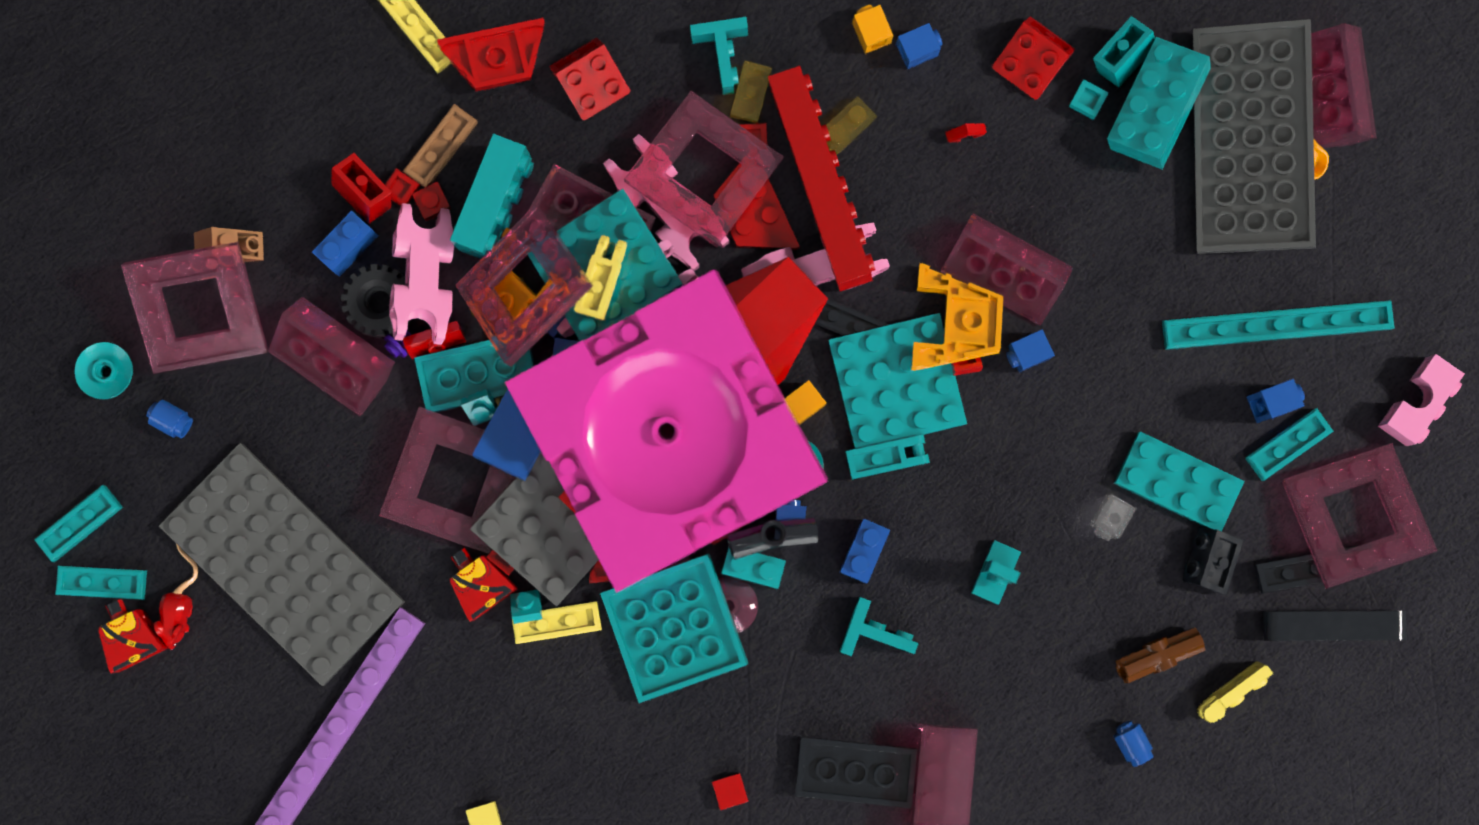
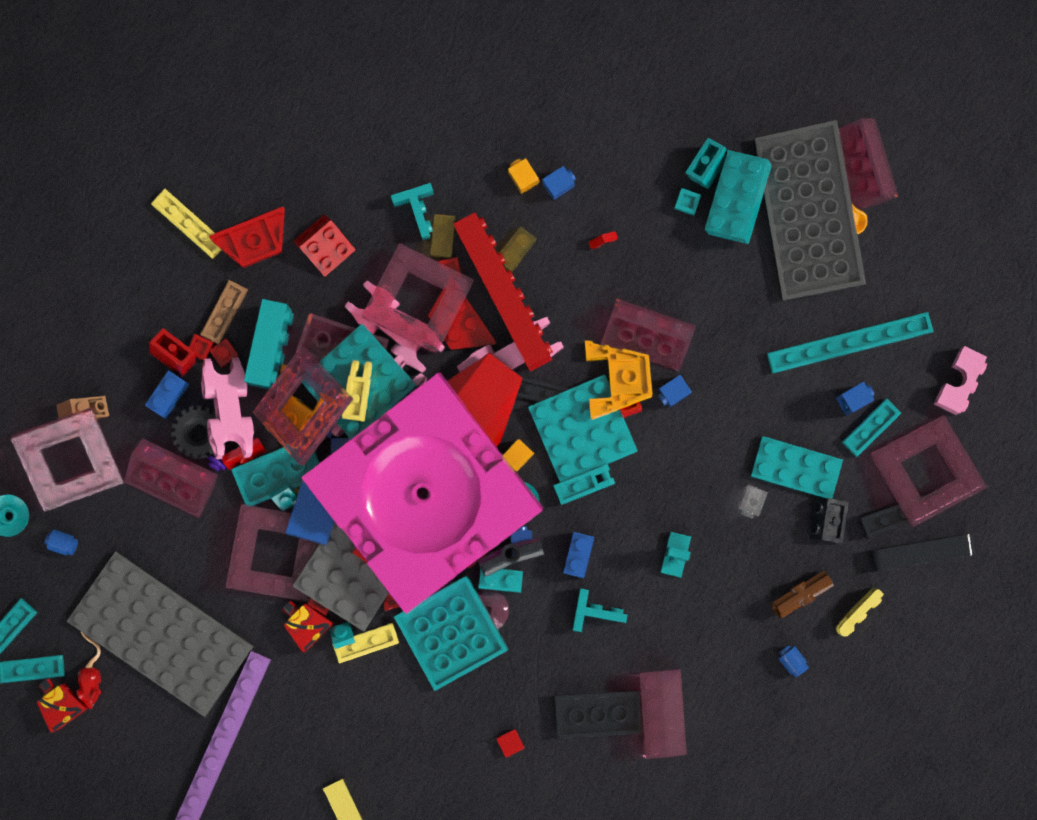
camera: 10 degrees left, 0 degrees up
(1033, 57) = (643, 177): red bracket -> none

